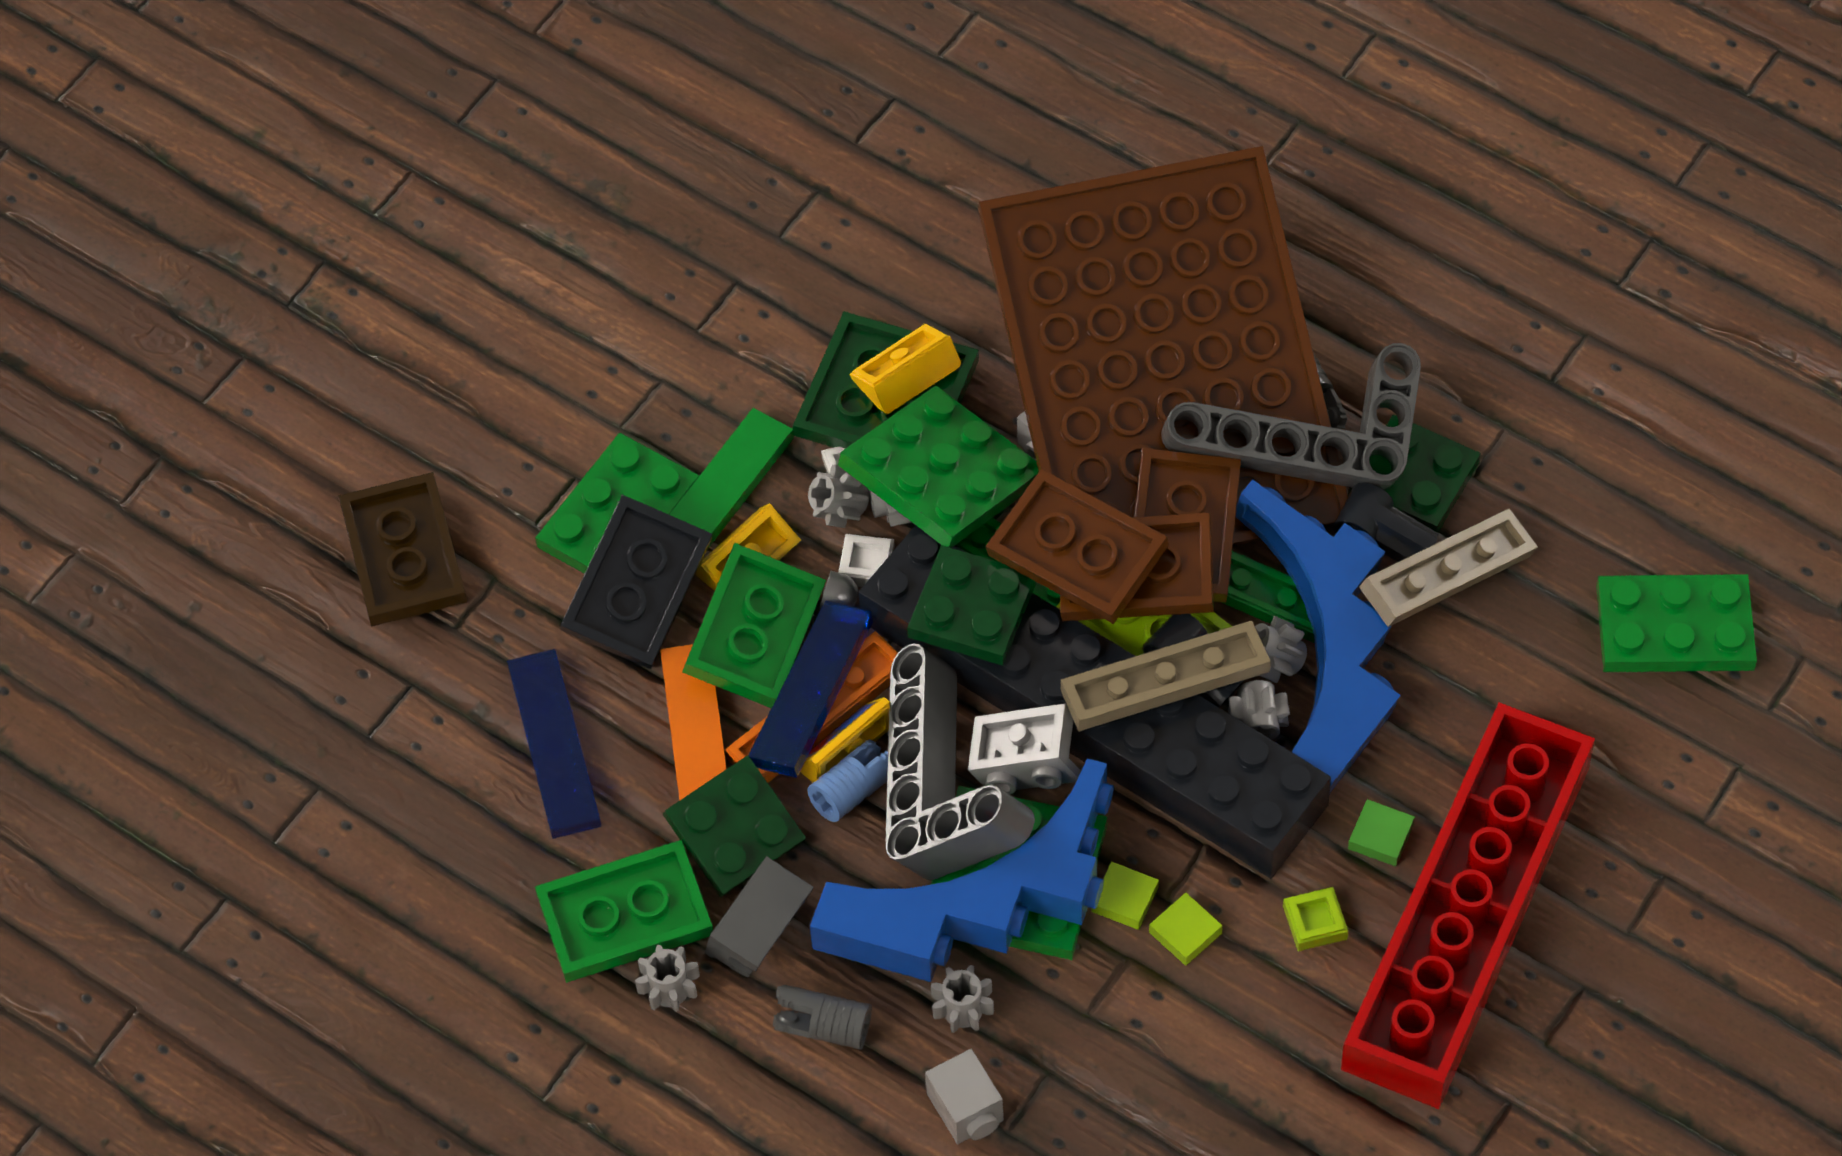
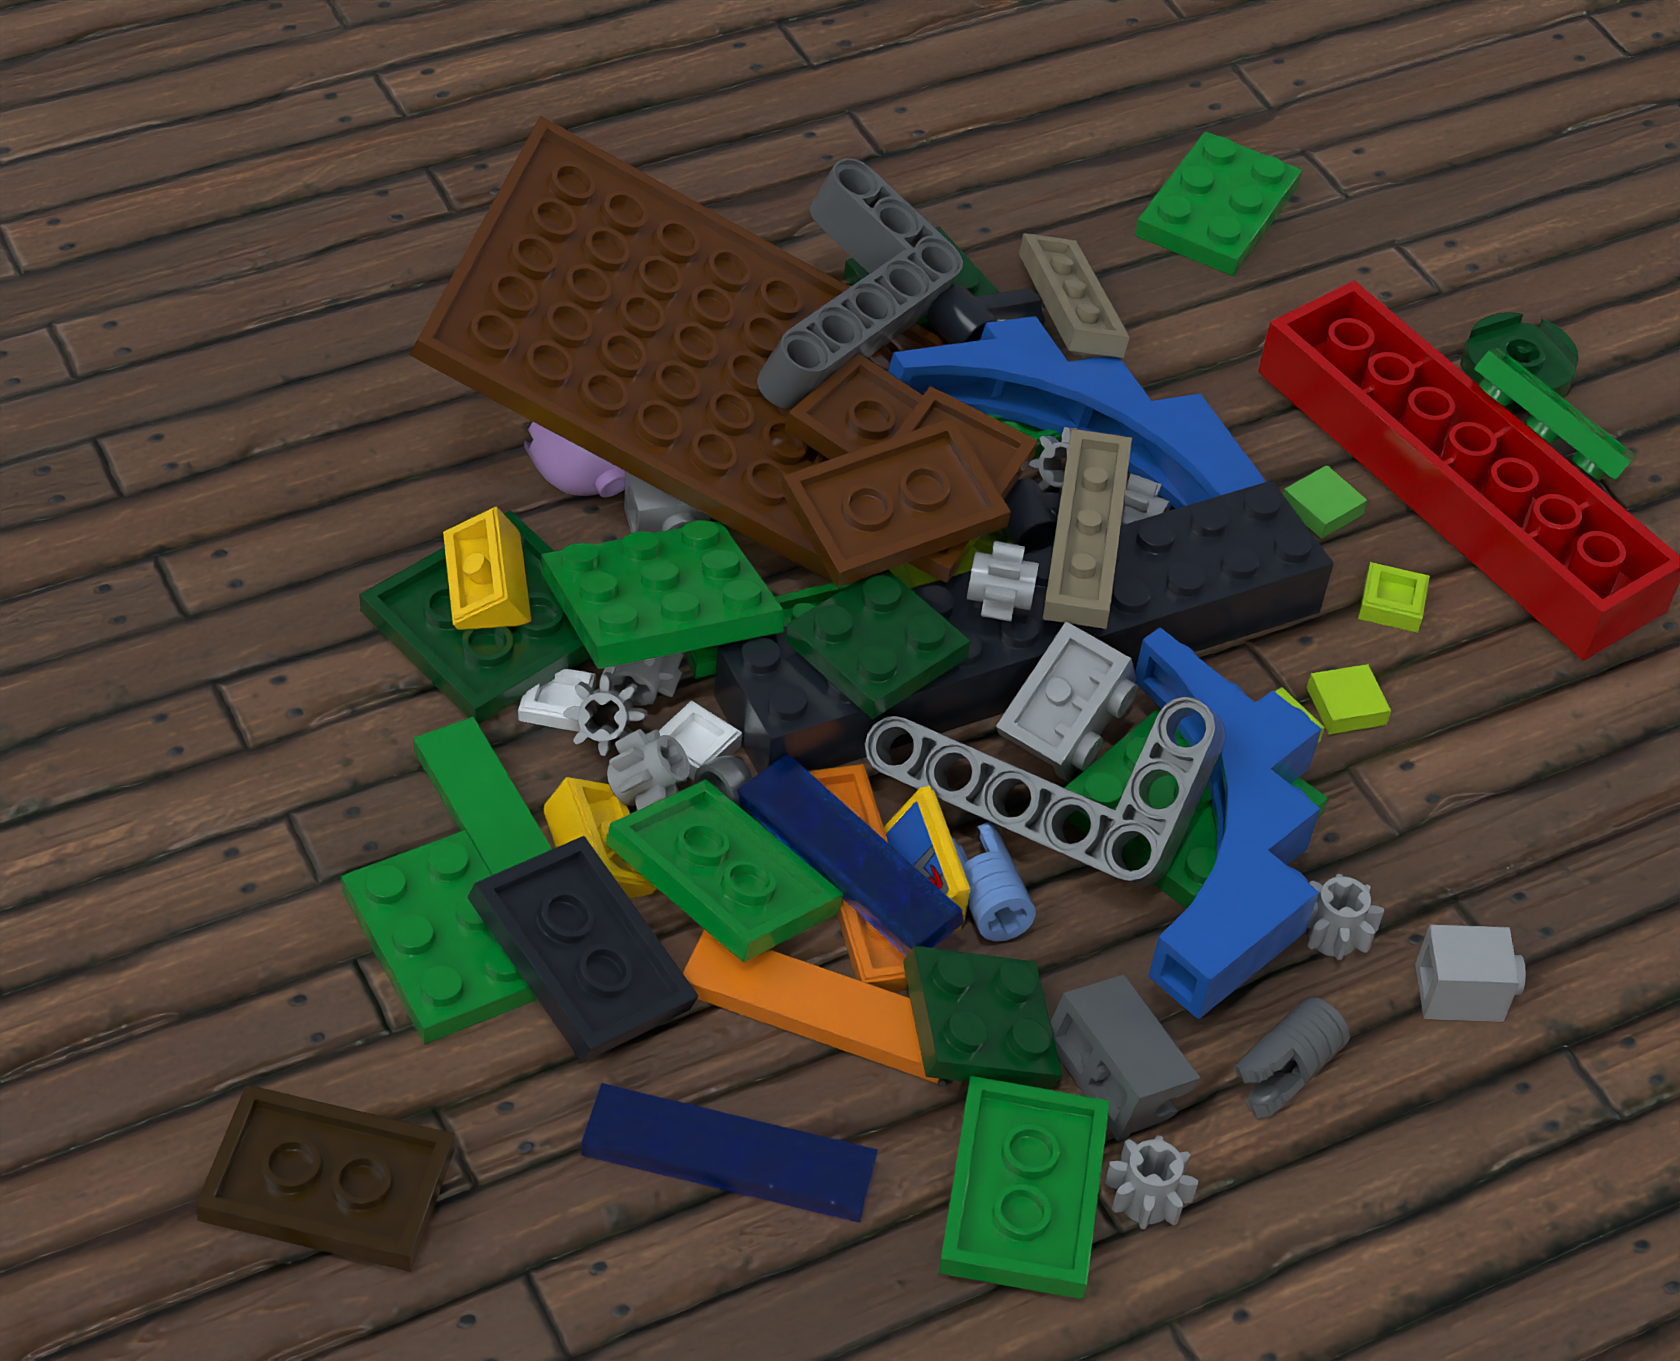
camera: 70 degrees left, 10 degrees down
(819, 543) = (647, 768): none -> light grey gear
(1064, 646) = (1002, 581): none -> light grey gear
(1561, 938) = (1553, 415): none -> green plate
(1646, 930) = (1546, 347): none -> dark green plate

